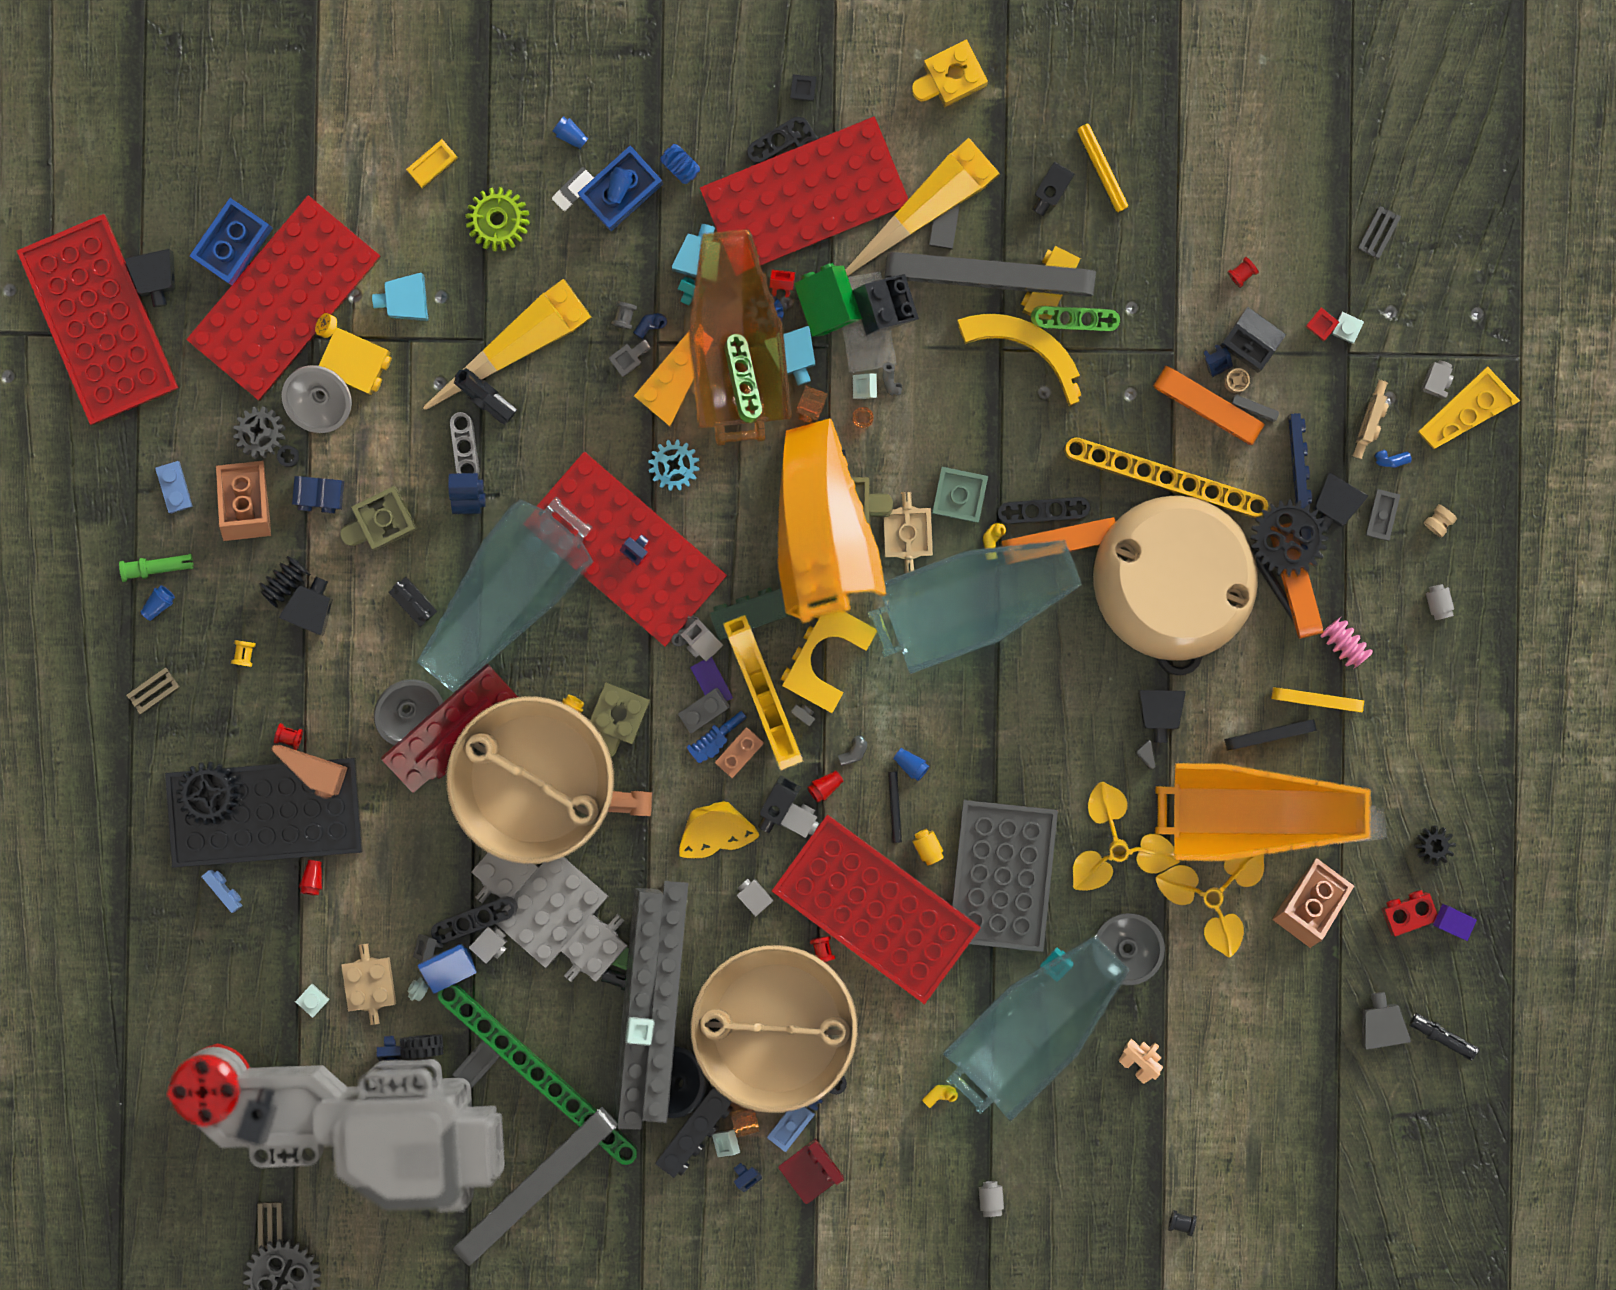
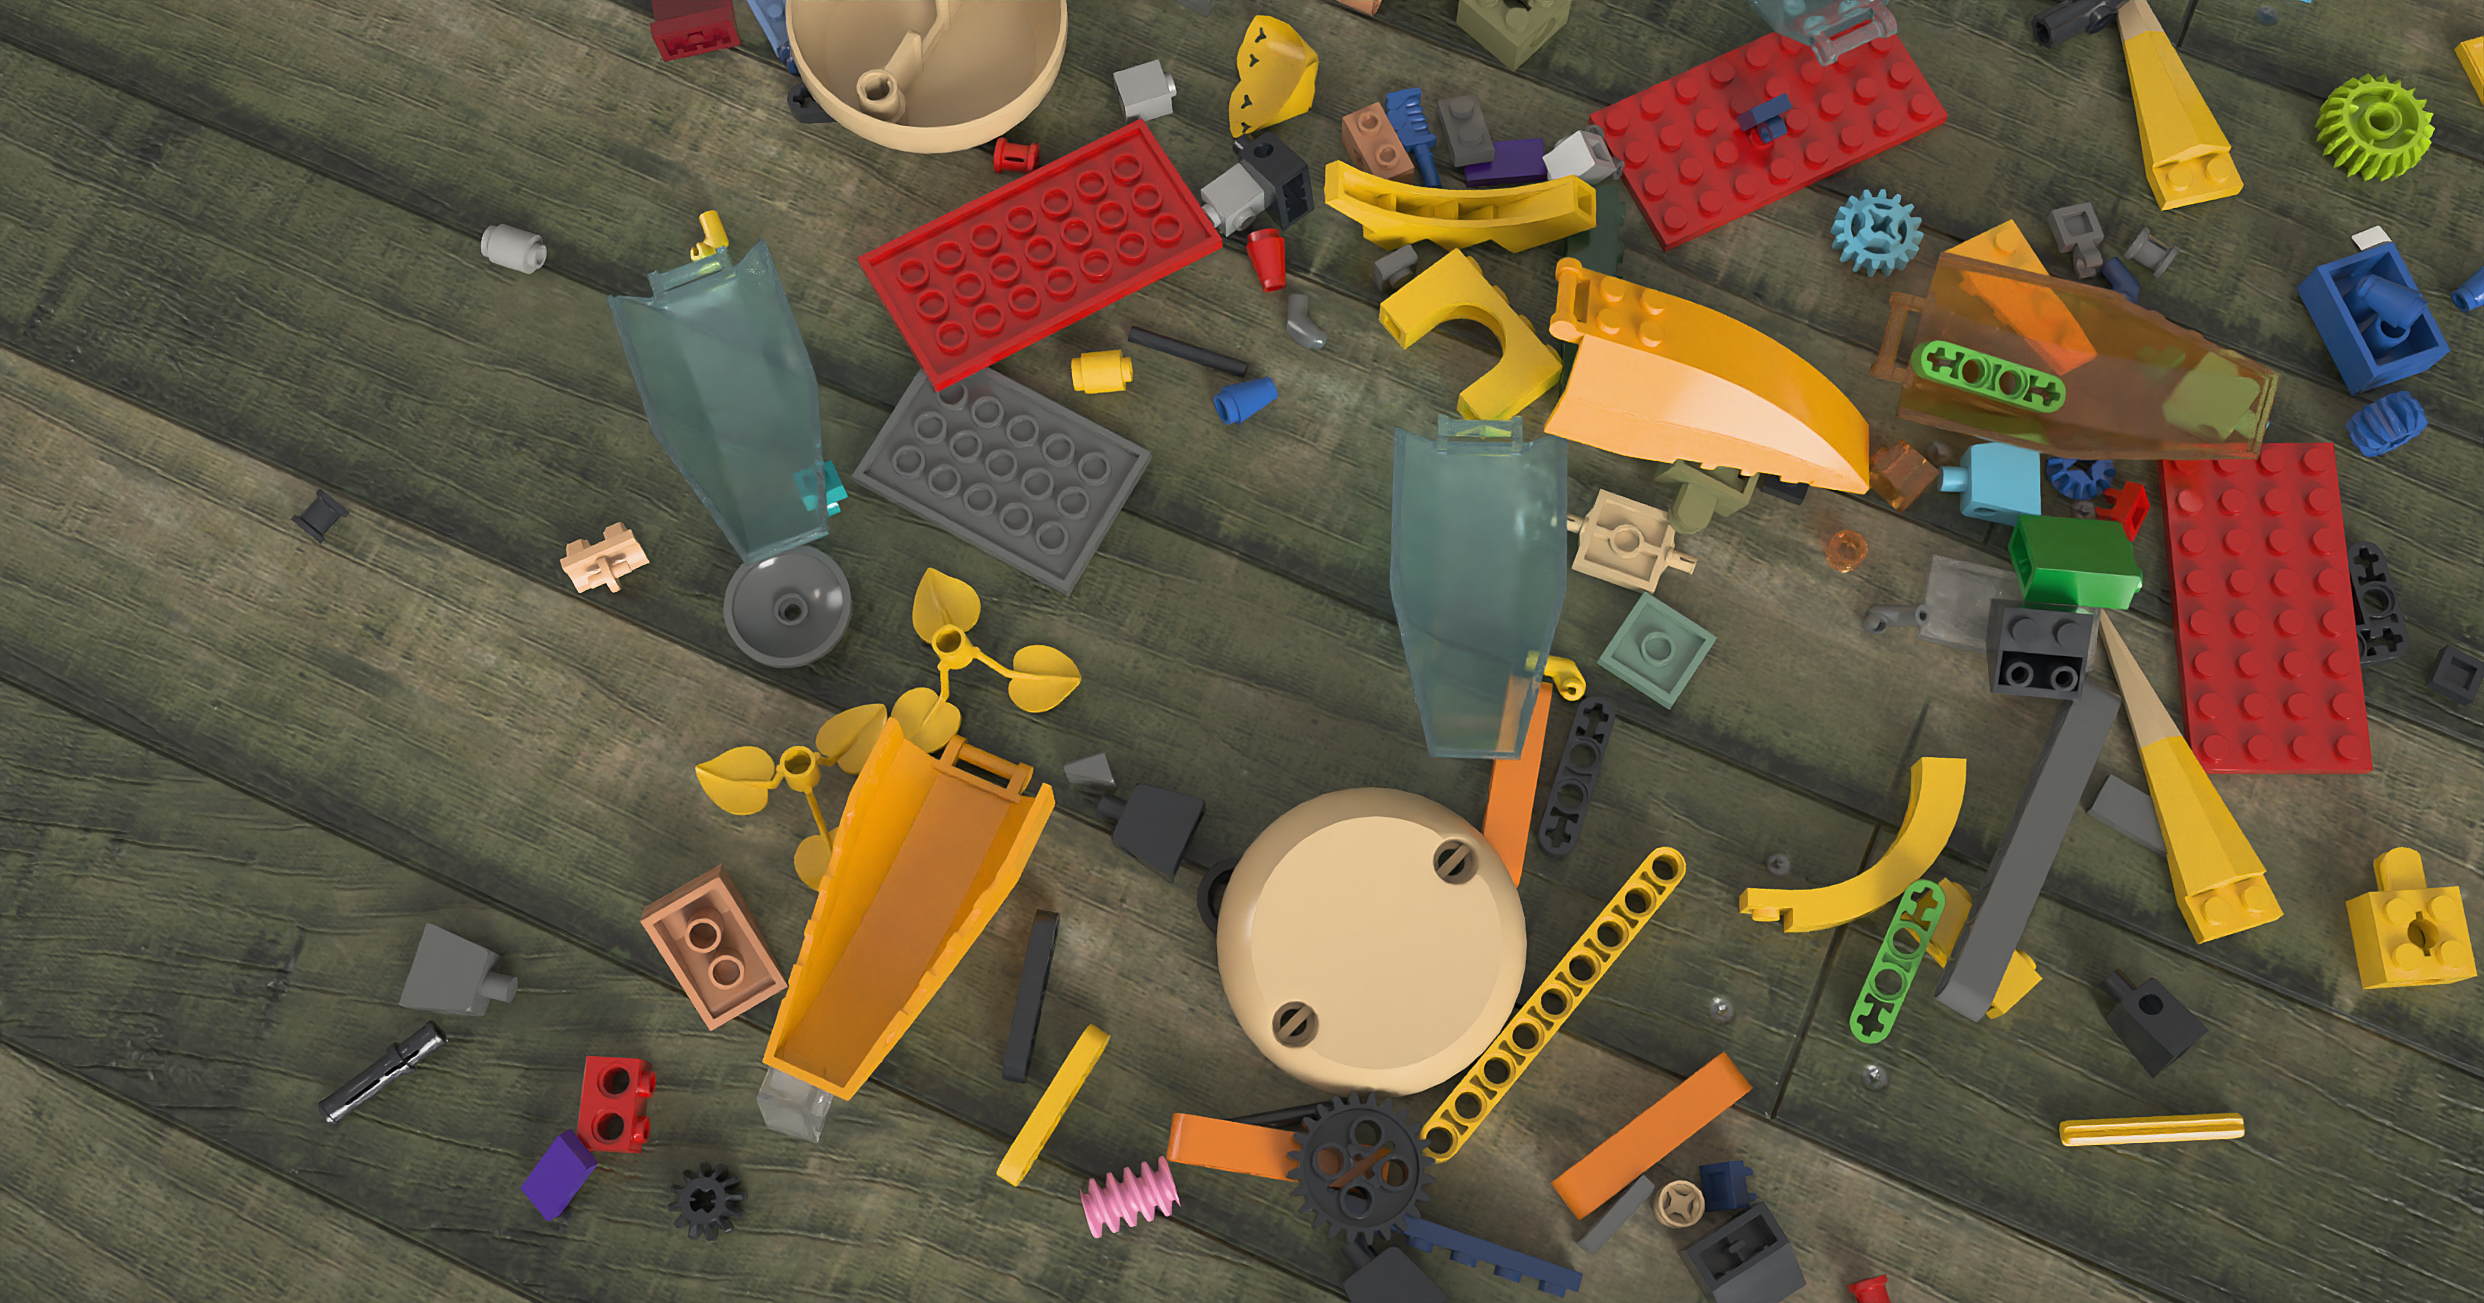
camera: 115 degrees right, 15 degrees down
(864, 386) = (1900, 571): light aqua plate -> none

